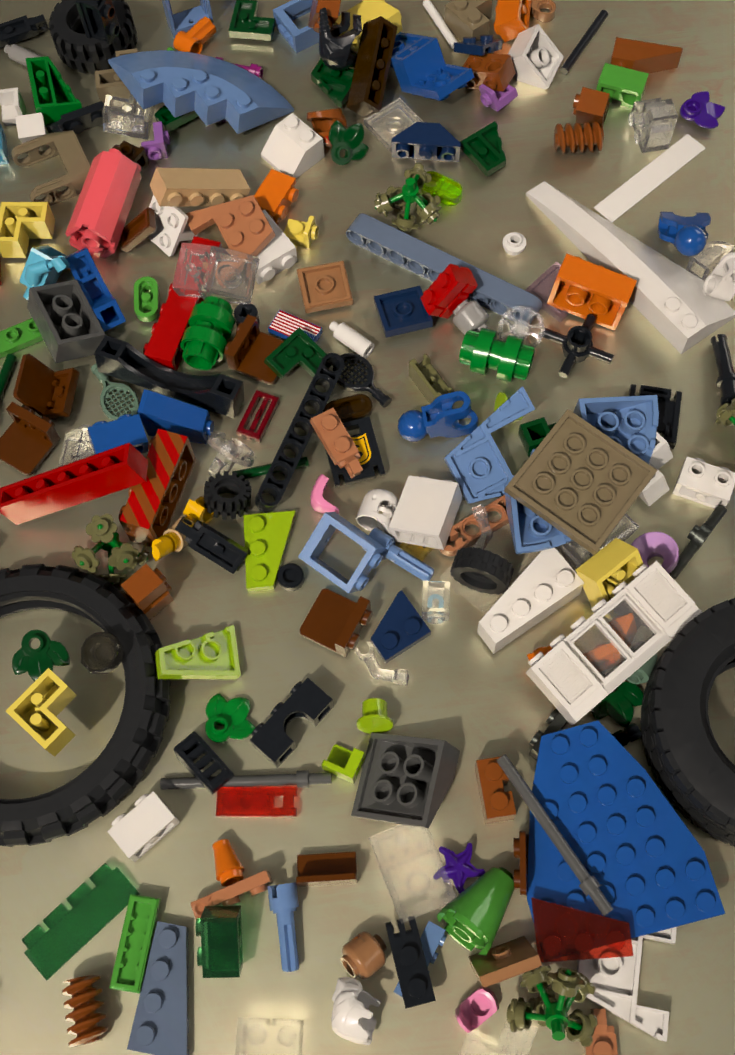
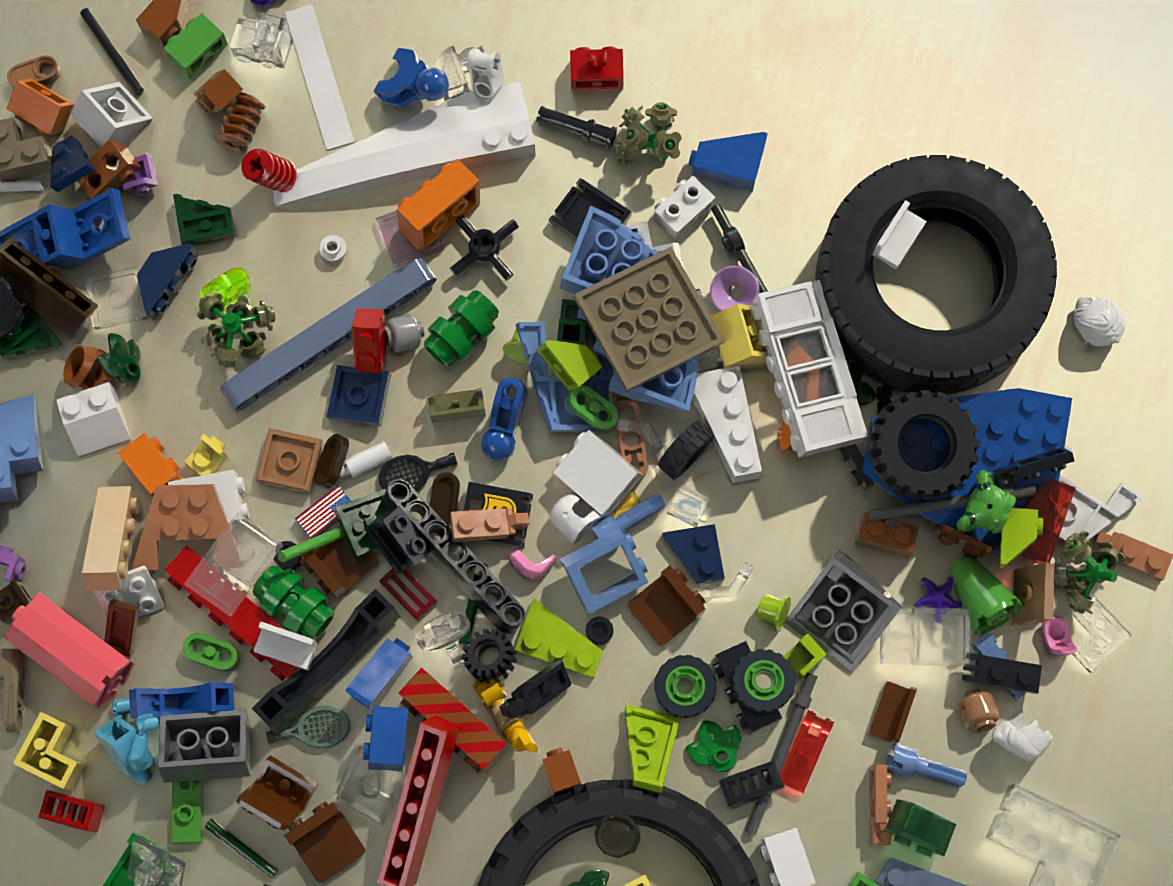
camera: 70 degrees left, 10 degrees up
(119, 554) = (491, 789): olive plant -> none
(167, 338) = (285, 646): none -> white panel
(227, 865) = (851, 799): orange cone -> none
(255, 318) = (310, 544): none -> bright green bar
(274, 683) = (685, 668): none -> black wheel
(289, 711) = (769, 664): none -> black wheel
(293, 381) = (398, 539): none -> black hinge
(338, 314) = (331, 460): none -> dark brown tile
(481, 481) = (592, 406): none -> bright green plate
(510, 443) = (570, 362): none -> lime slope
(522, 327) = (439, 290): clear wheel -> none
(549, 166) = (269, 170): none -> red piece
(552, 910) = (1019, 534): none -> lime slope
(576, 861) = (978, 514): none -> bright green hair
(626, 748) = (958, 432): none -> black tyre
(629, 898) = (1032, 466): none -> black hinge

